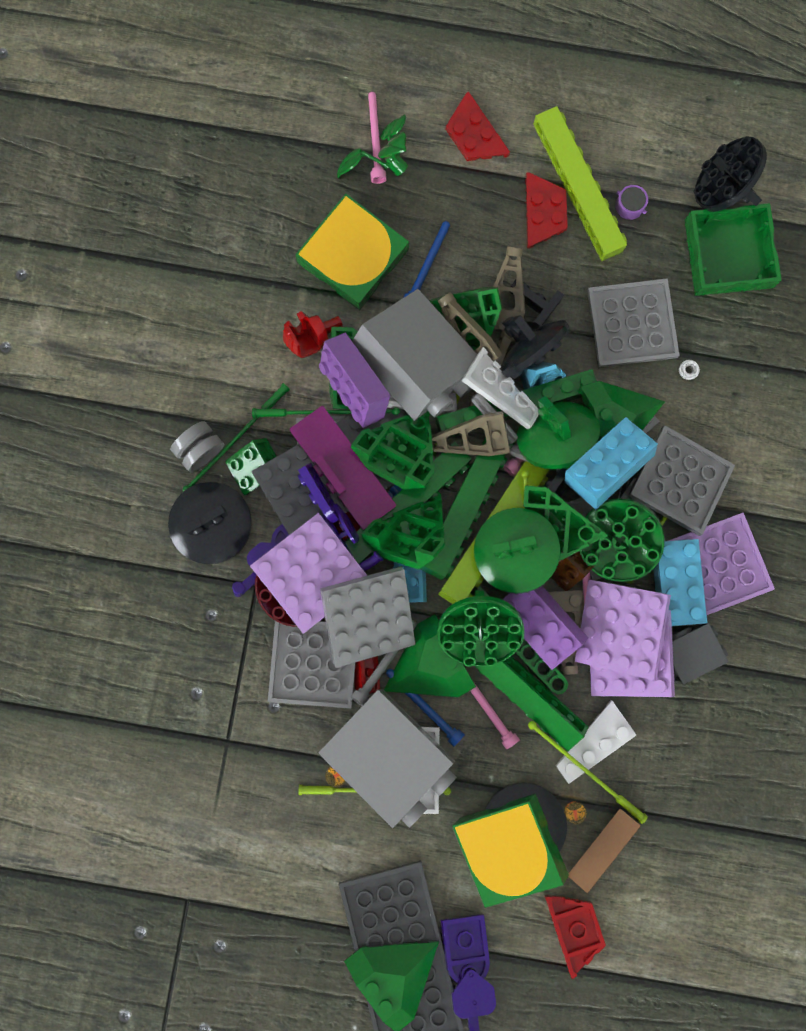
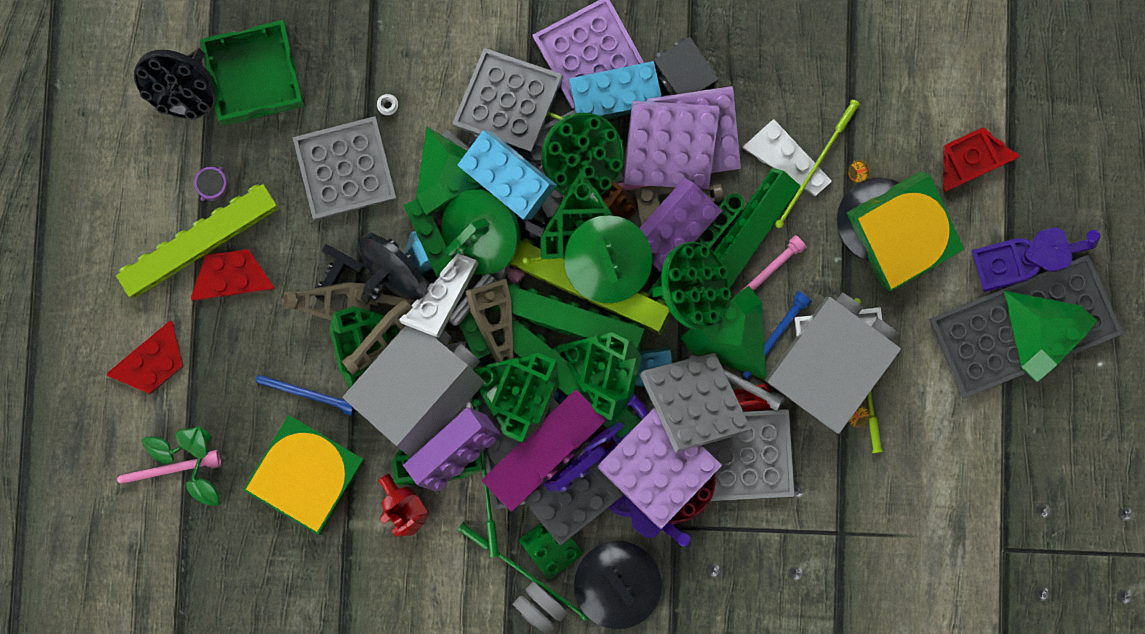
camera: 90 degrees left, 0 degrees up
(604, 850) = (892, 138): medium nougat brick -> none

